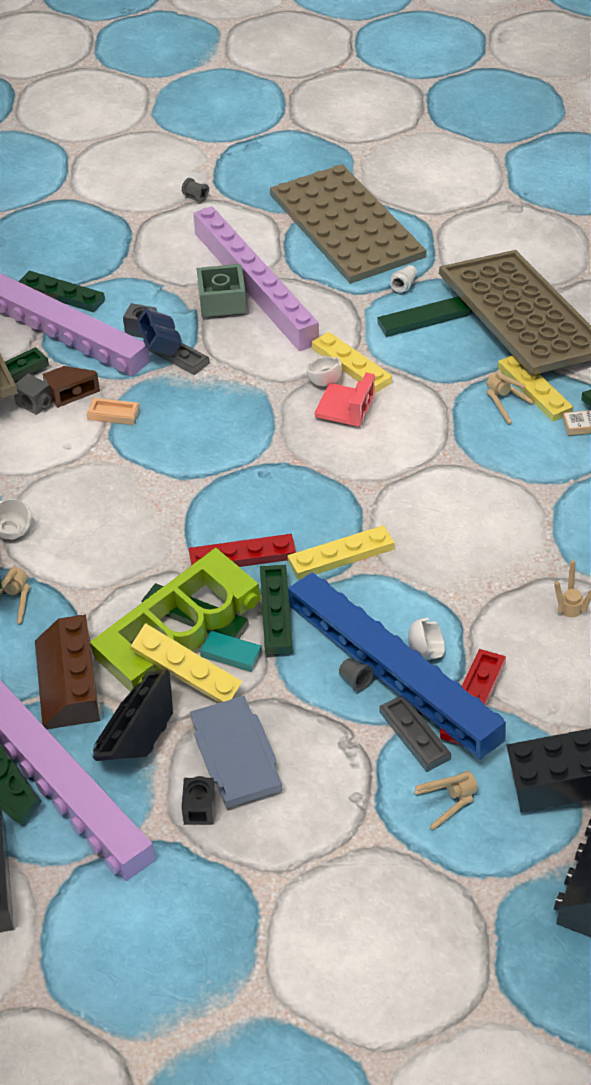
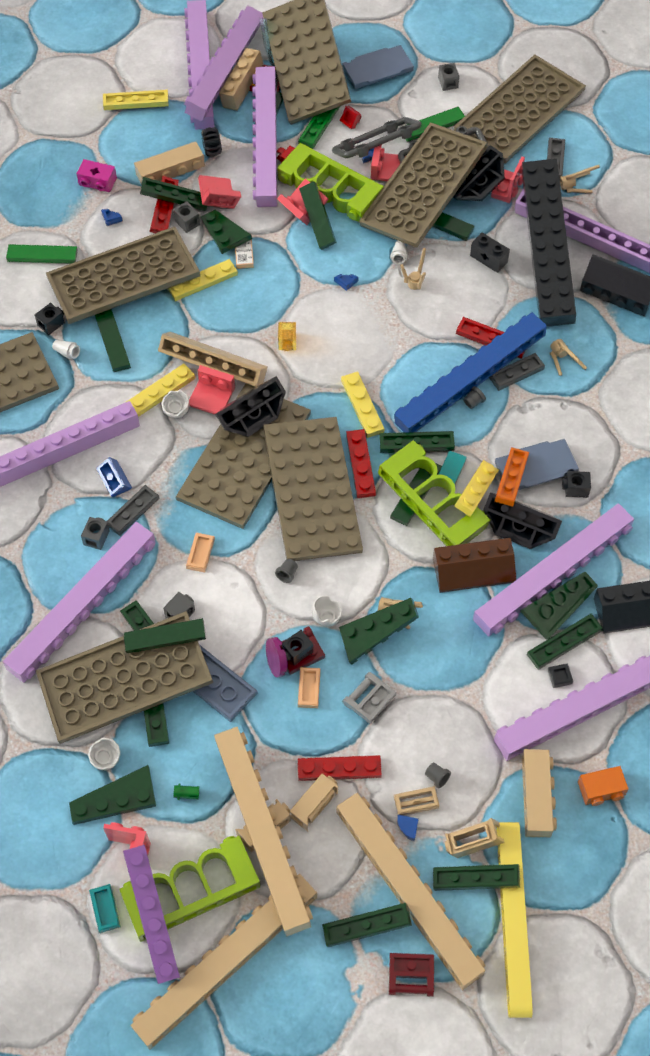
camera: 90 degrees left, 15 degrees up
(64, 291) = (37, 601): dark green plate -> none
(71, 384) = (169, 582): reddish brown slope -> none
(76, 483) = (286, 571): none -> dark grey piece
(159, 332) = (129, 511): dark blue brick -> none
(197, 501) = (312, 489): none -> dark tan plate
(198, 700) = (511, 477): none -> orange tile
(221, 290) = (69, 471): sand green brick -> none
(223, 335) = (113, 477): none -> blue slope
(257, 442) = (234, 470): none -> dark tan plate
(304, 424) = (253, 409): none -> black wedge
(395, 396) = (208, 356): none -> tan brick
(426, 639) = (449, 359): white hair -> none
(443, 255) = (49, 318): none -> black brick
(444, 466) = (286, 336): none -> clear yellow brick
(501, 386) = (202, 298): tan plant -> none
(549, 249) = (41, 253): none -> green tile
(559, 529) = (346, 281): none -> blue tile

